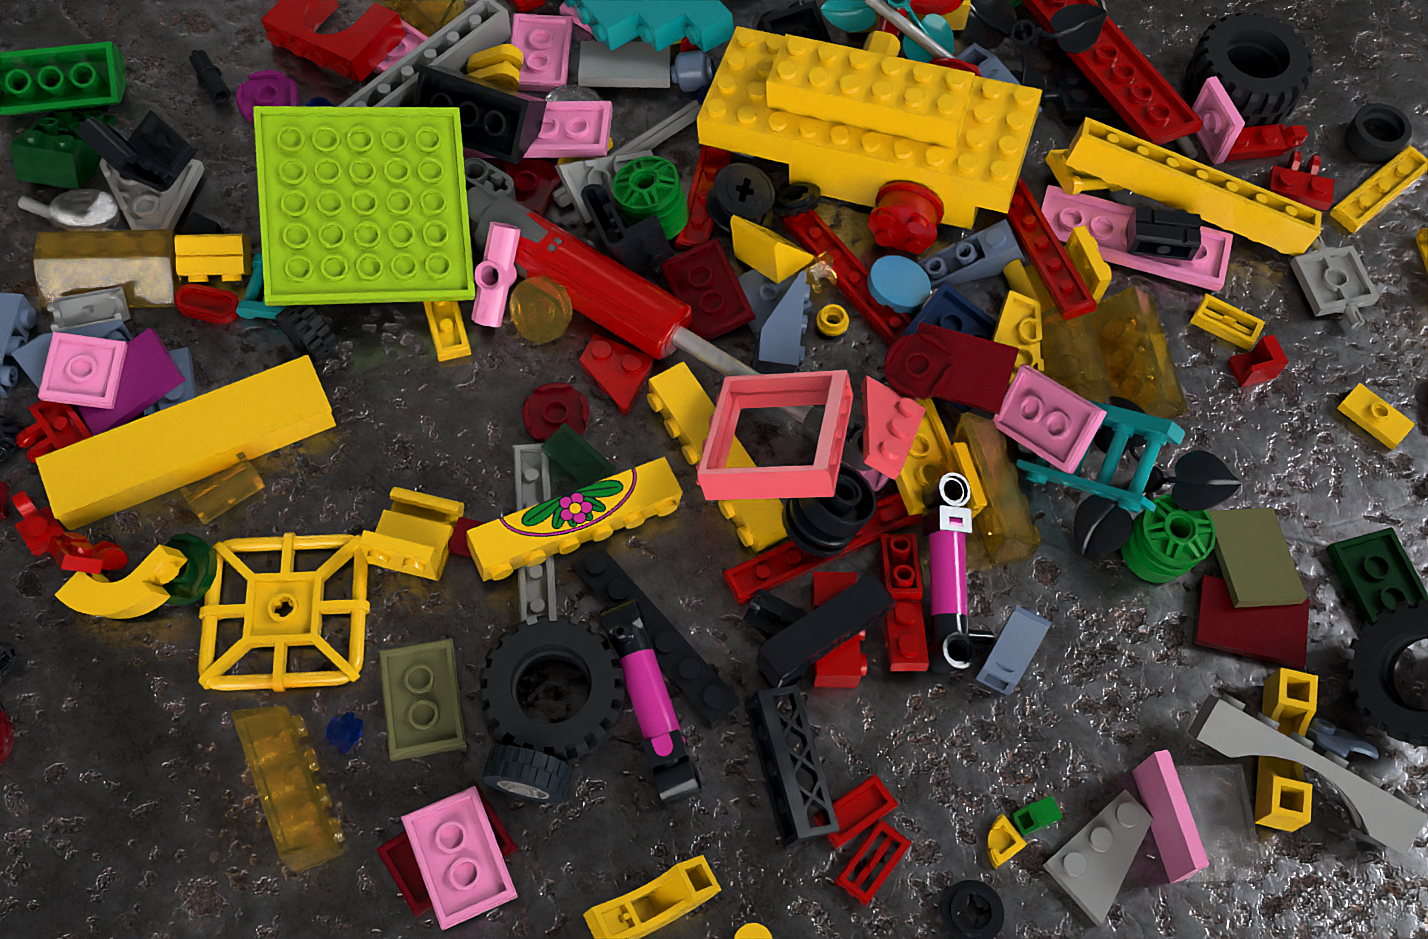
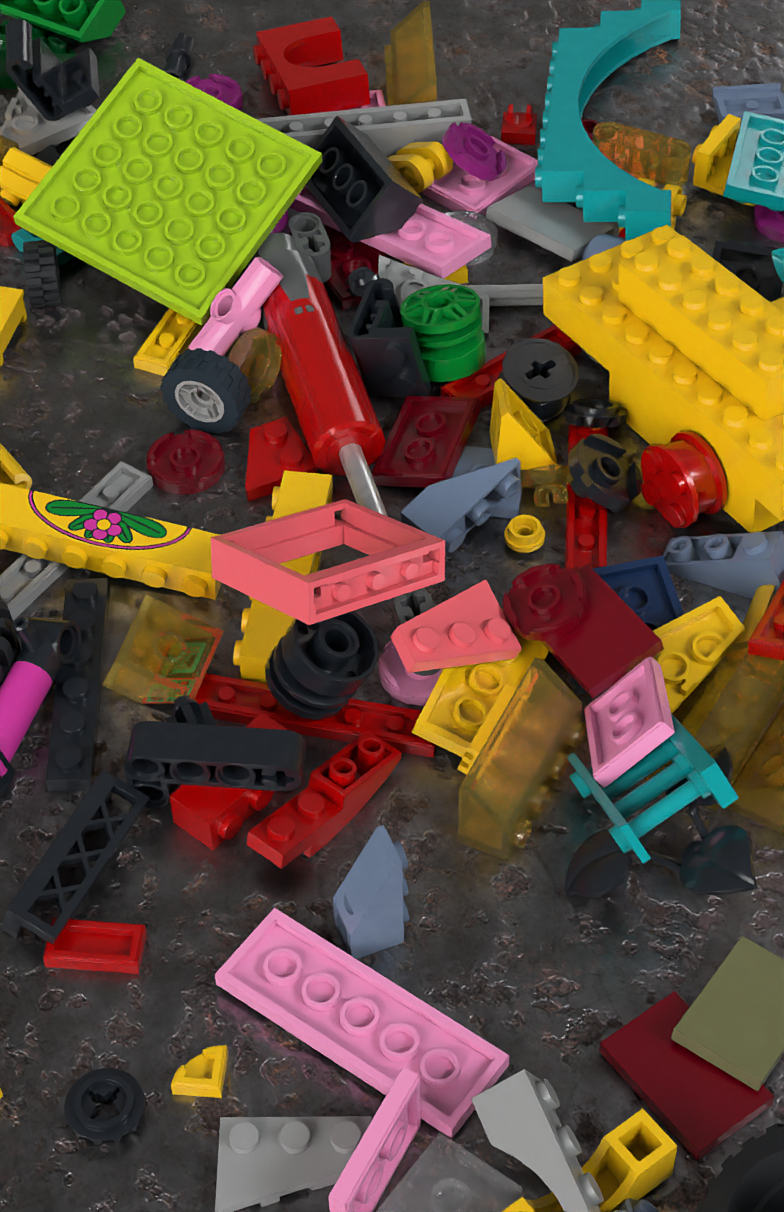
camera: 45 degrees right, 15 degrees down
(529, 37) = (474, 151): none -> magenta tile
(534, 352) = (206, 391): none -> black wheel
(558, 193) = (359, 280): none -> black axle
(577, 457) = (160, 493): clear green plate -> none
(701, 576) = (162, 654): none -> clear yellow slope
(850, 244) = (603, 472): none -> black plate
(854, 888) = (64, 1004): red tile -> none
(899, 283) = (622, 535): dark azure tile -> none
(946, 528) = (392, 794): black piece -> none
(1037, 816) = (257, 1073): green piece -> none
(1057, 732) = (361, 1019): none -> bright pink plate
(1168, 541) = (654, 922): green wheel -> none

